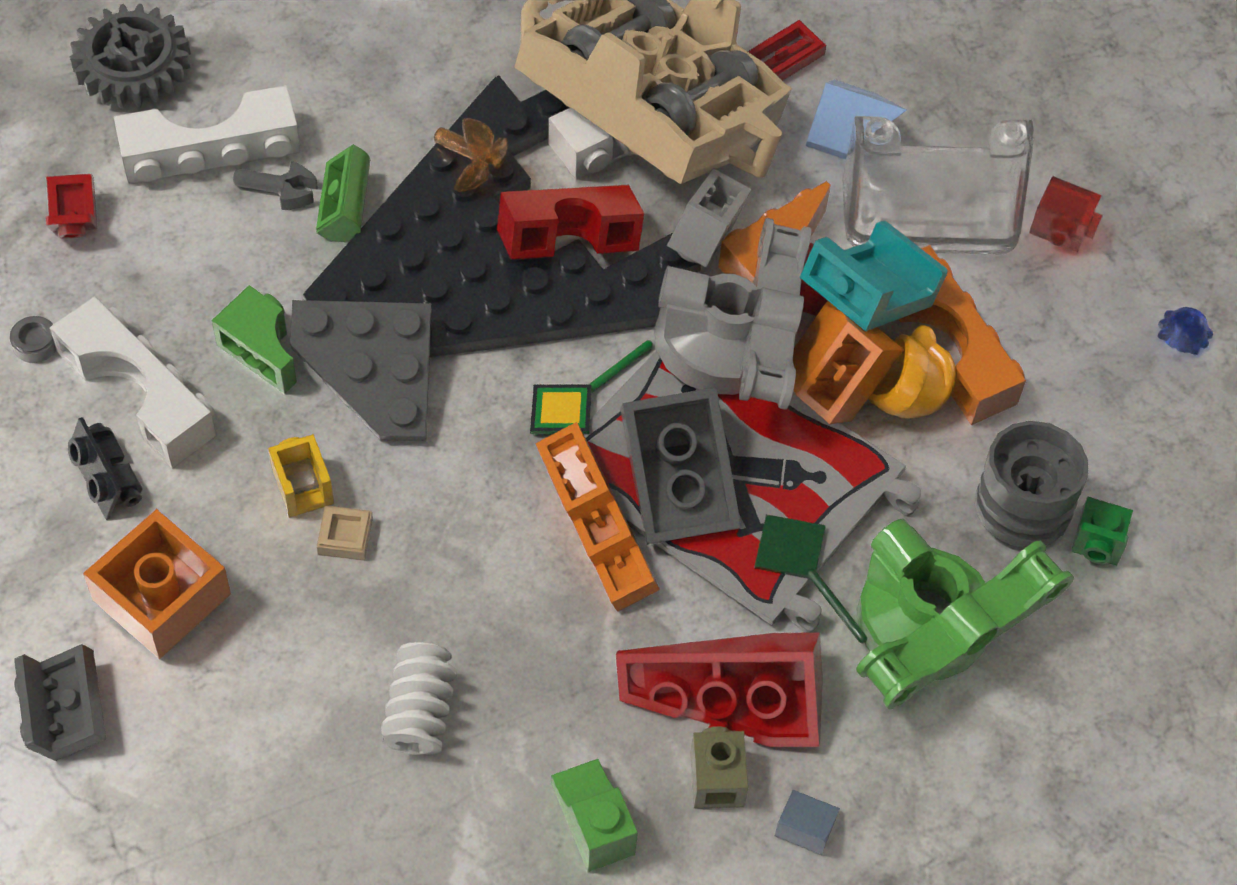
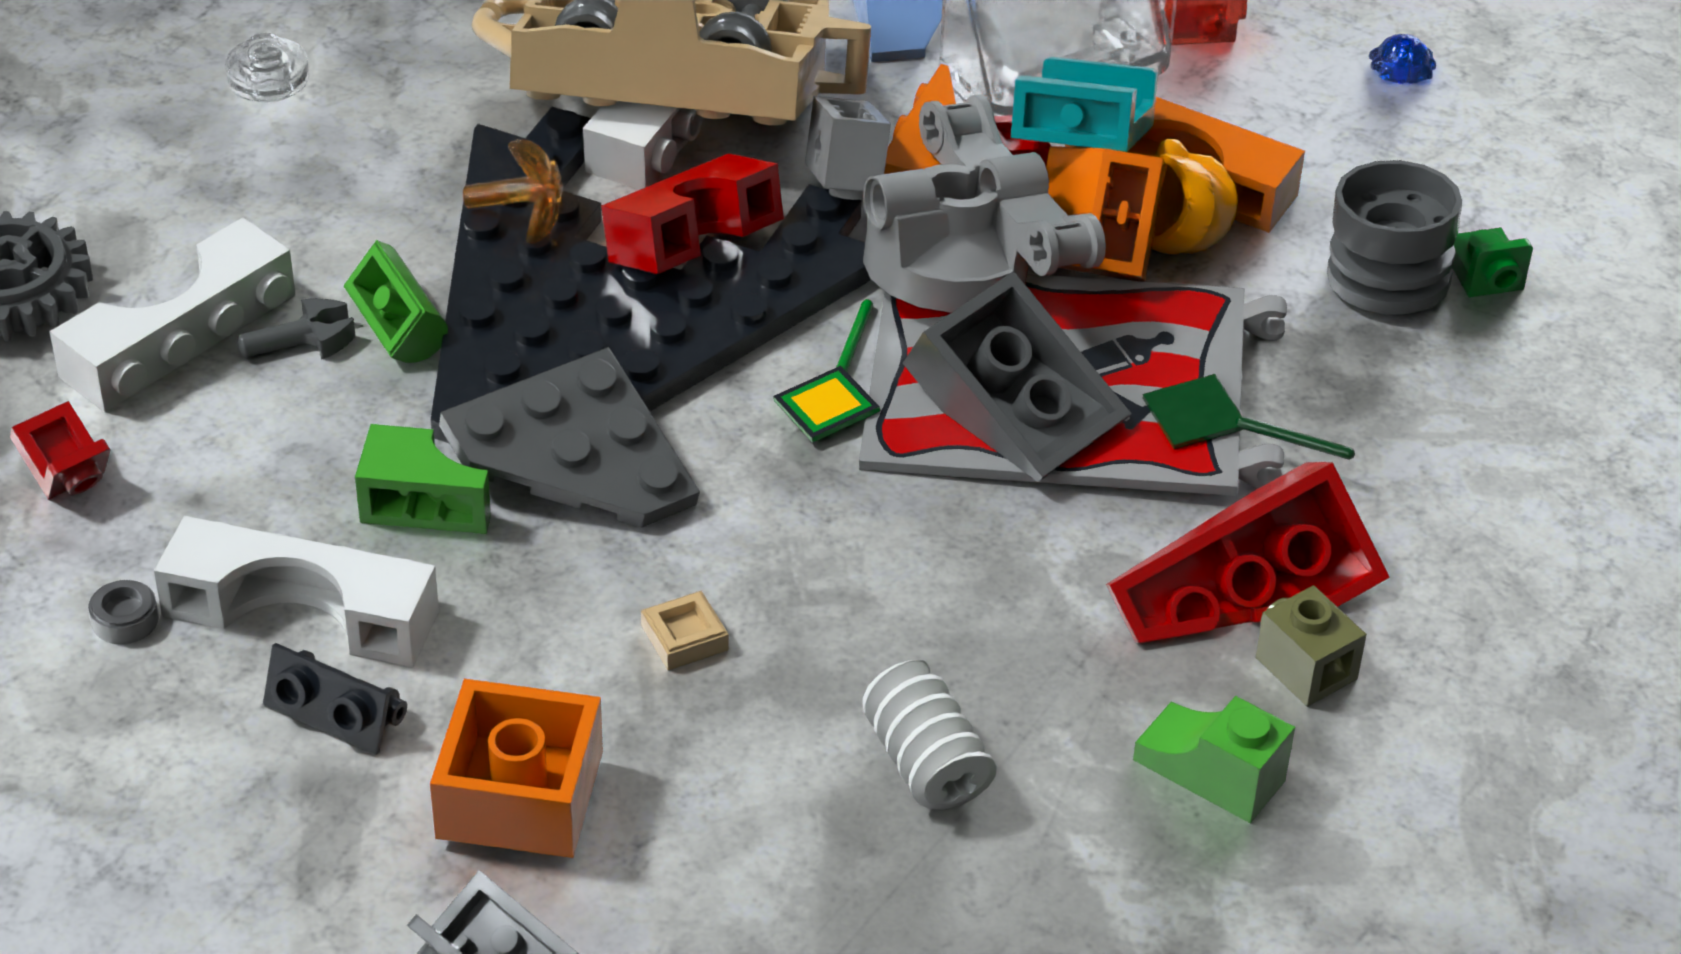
camera: 30 degrees left, 15 degrees down
(301, 475) = (590, 589): yellow window -> none
(597, 517) = (964, 478): orange slope -> none
(806, 822) = (1440, 656): sand blue slope -> none
(914, 642) = (1396, 389): bright green piece -> none

